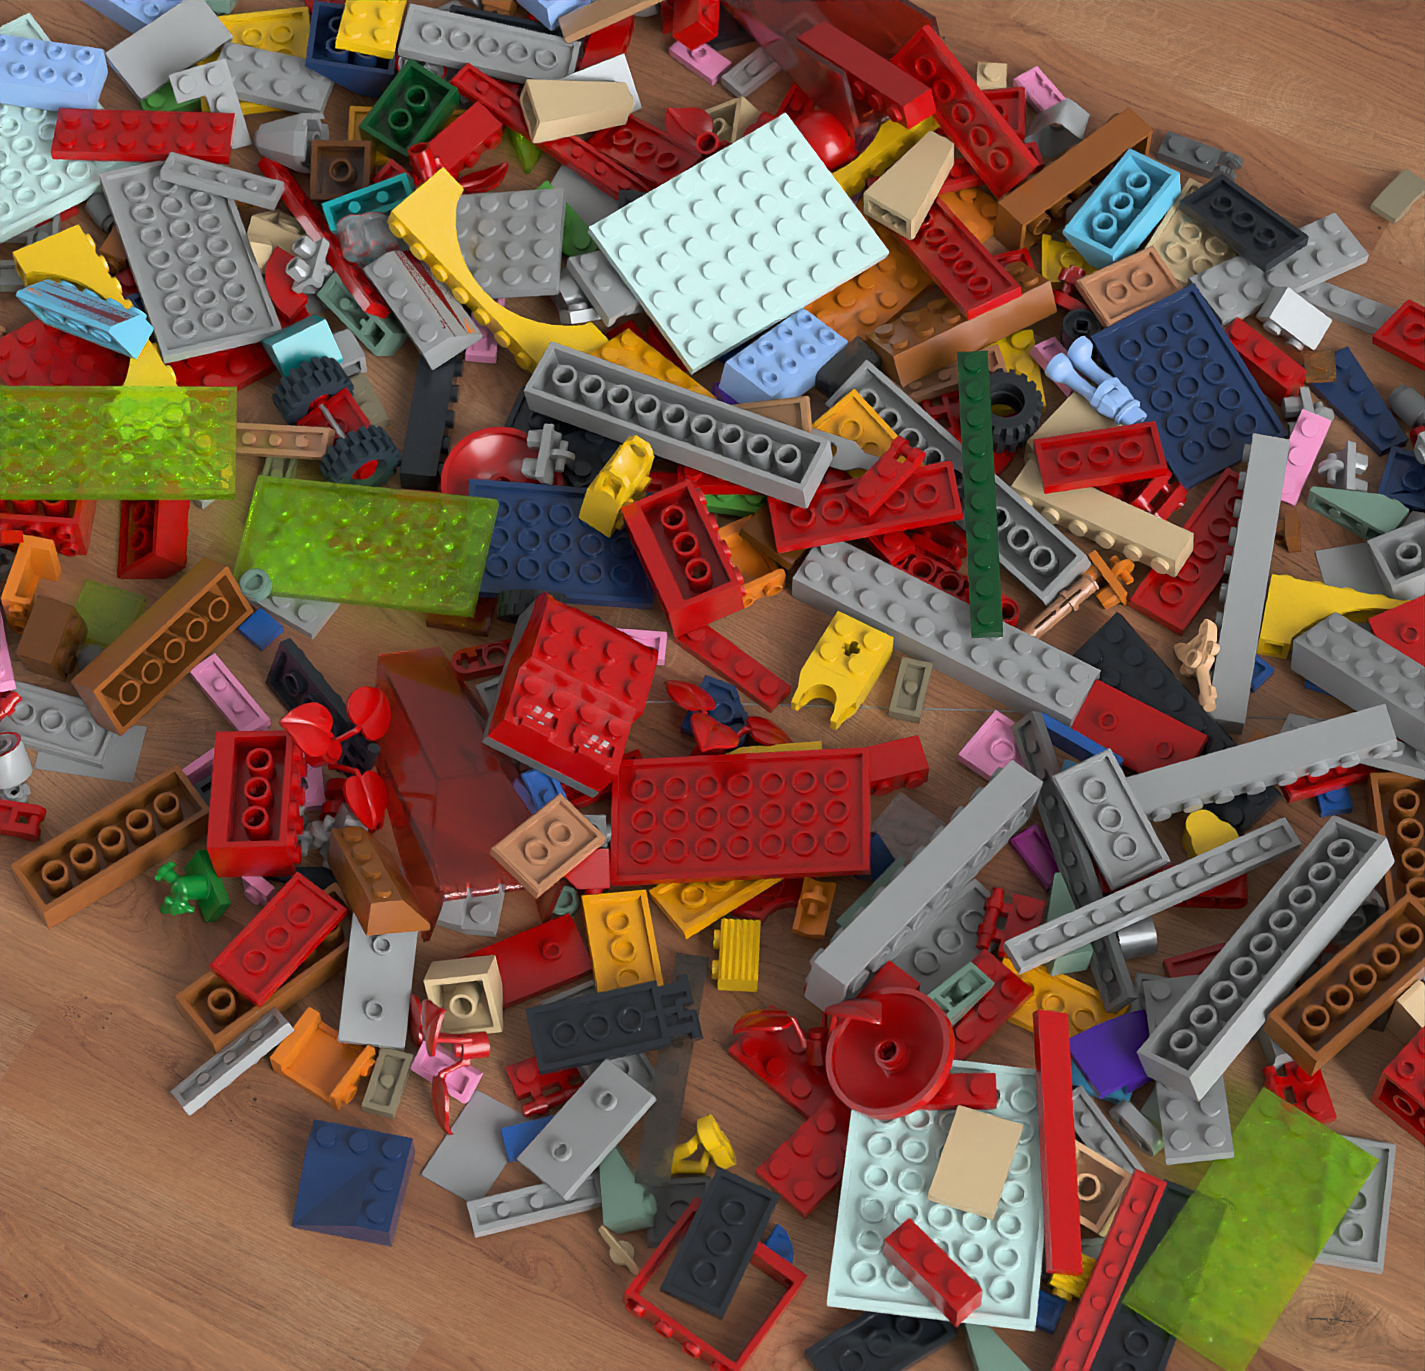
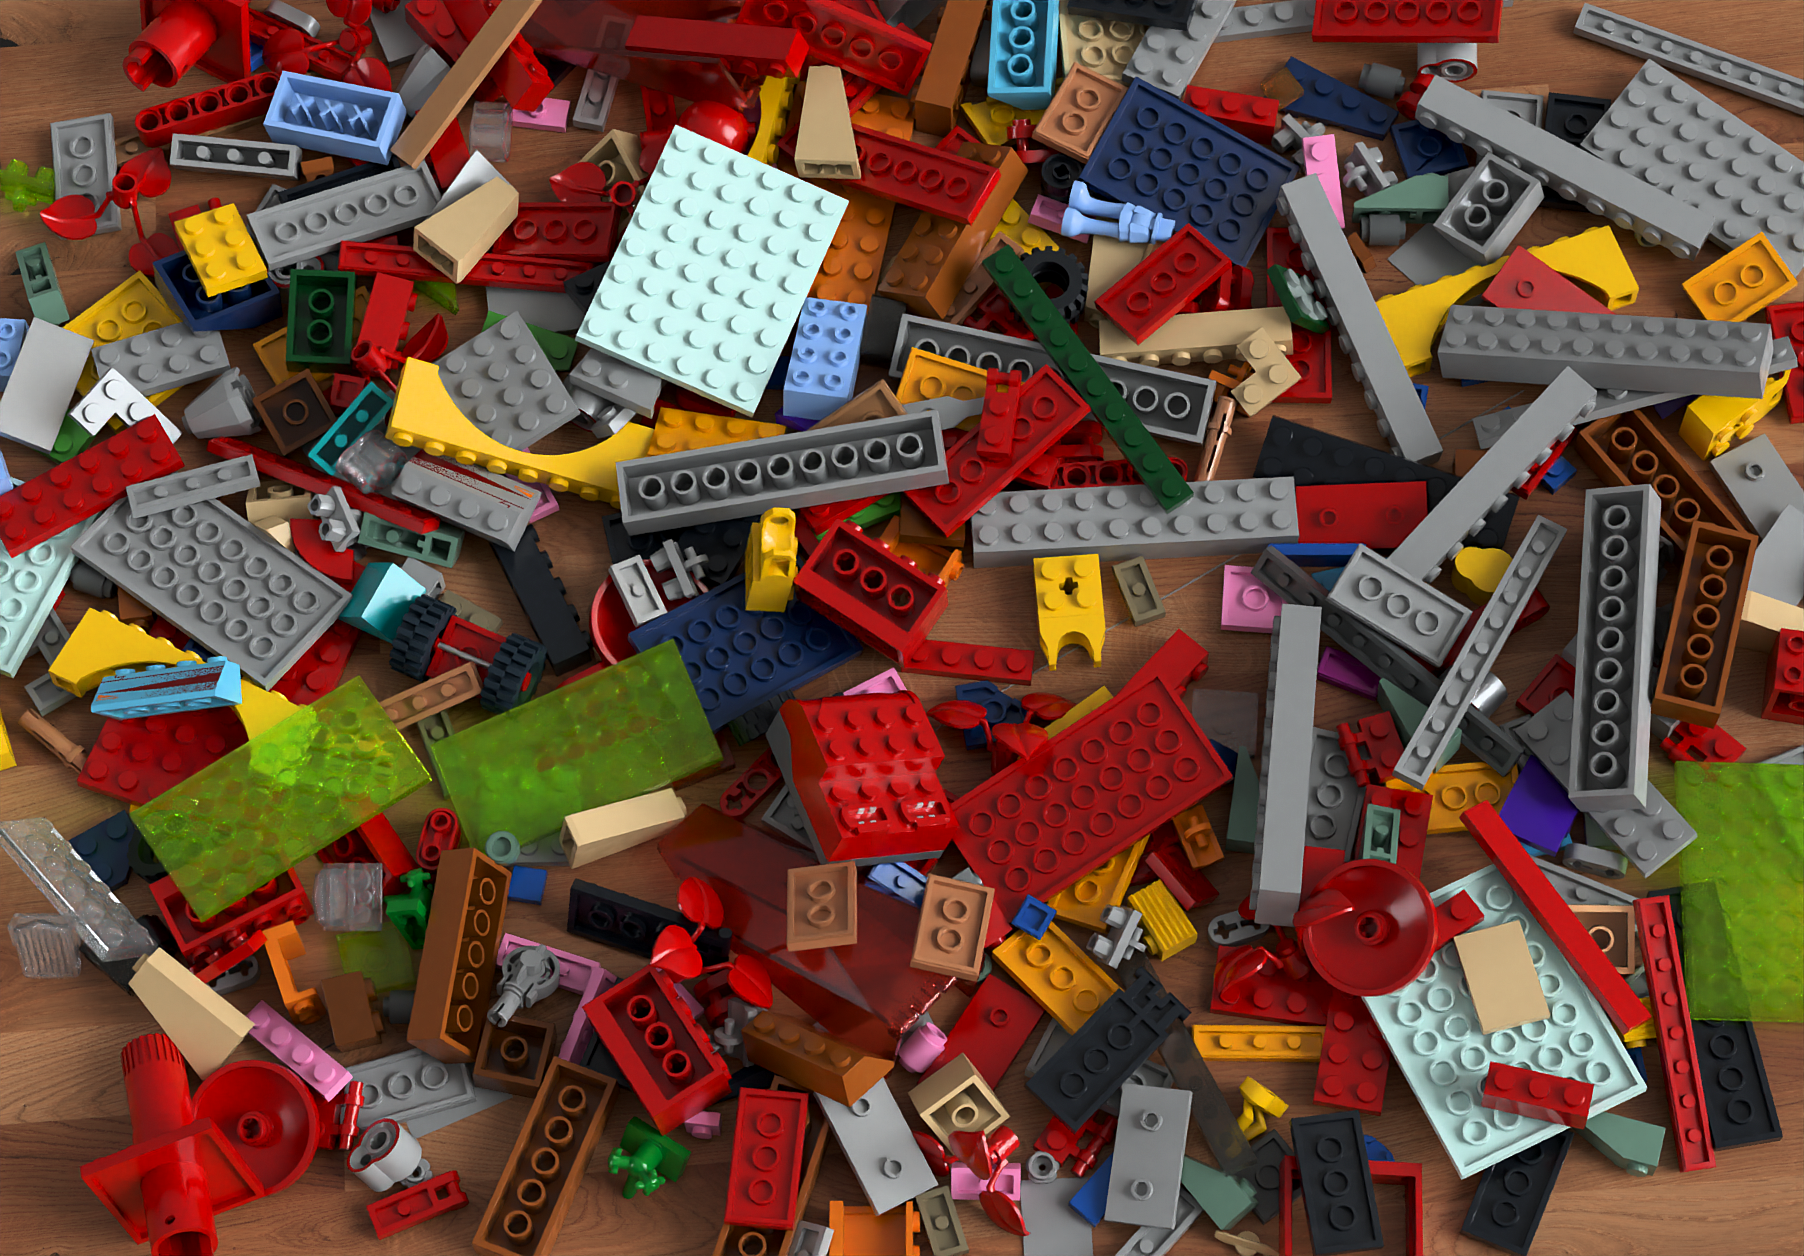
camera: 30 degrees left, 5 degrees up
(111, 551) = (348, 896): none -> clear piece
(149, 588) = (412, 910): none -> green piece
(150, 744) = (515, 1056): none -> reddish brown brick
(197, 695) = (523, 981): none -> light grey pin
(219, 545) = (439, 833): none -> red brick
(358, 622) = (619, 826): none -> tan slope
(454, 765) = (821, 906): none -> nougat tile
(470, 936) = (922, 1048): none -> bright pink brick
(492, 1086) = (1038, 1176): none -> light grey plate
(501, 450) = (637, 590): none -> light grey plate
(632, 887) = (1033, 917): none -> blue tile
(650, 50) = (491, 131): none -> clear piece
(700, 934) = (1122, 936): none -> light grey hips
(744, 1099) = (1258, 1043): none -> light orange tile
(775, 932) = (1187, 886): none -> red plate
(796, 1003) = (1235, 937): none -> light grey beam
(1140, 580) = (1271, 376): none -> tan plate
(1198, 659) = (1369, 417): light nougat piece -> none
(1205, 533) = (1298, 299): none -> piece
(1293, 319) = (1235, 59): brick -> none
(1324, 523) = (1382, 229): none -> dark grey brick

